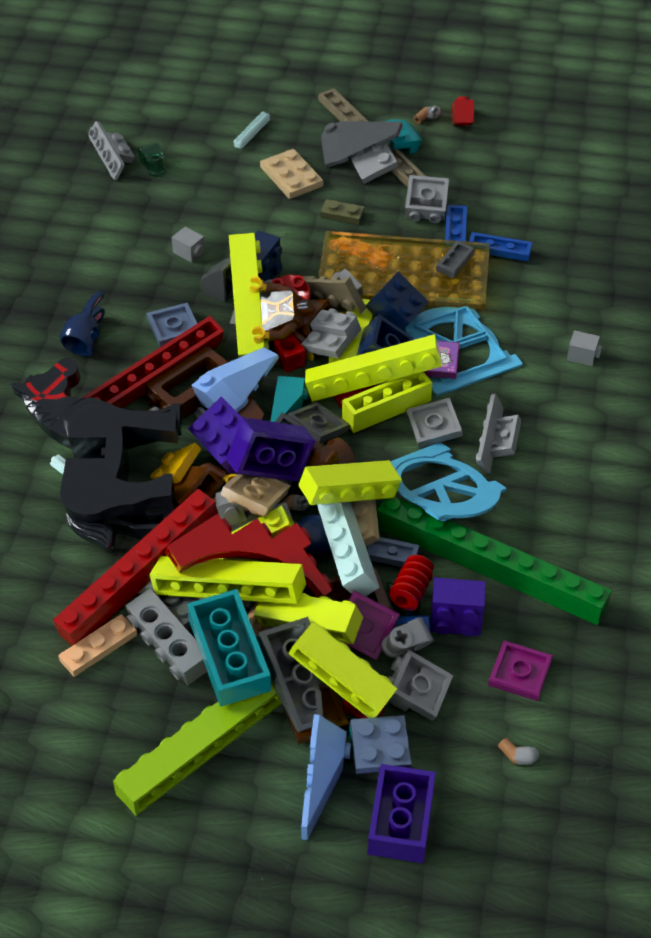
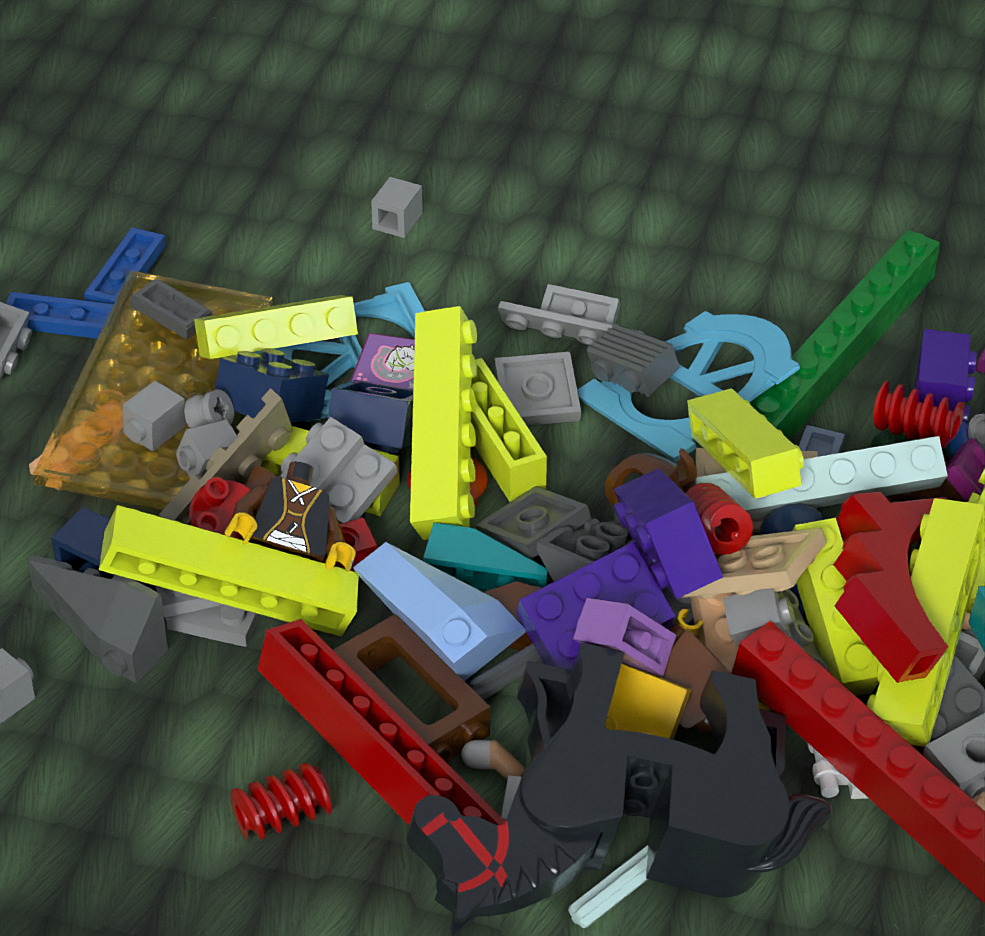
camera: 85 degrees left, 5 degrees down
(83, 328) = (236, 853): dark blue piece -> none
(119, 345) = (280, 800): none -> red piece
(170, 322) = (231, 720): sand blue plate -> none
(195, 438) = (627, 630): none -> medium lavender slope
(284, 472) = (723, 519): none -> red piece
(366, 262) = (153, 415): none -> light grey brick
(375, 278) = (208, 409): none -> light grey wheel
(445, 299) = (276, 326): none -> neon yellow brick
(451, 453) = (632, 359): none -> dark grey brick

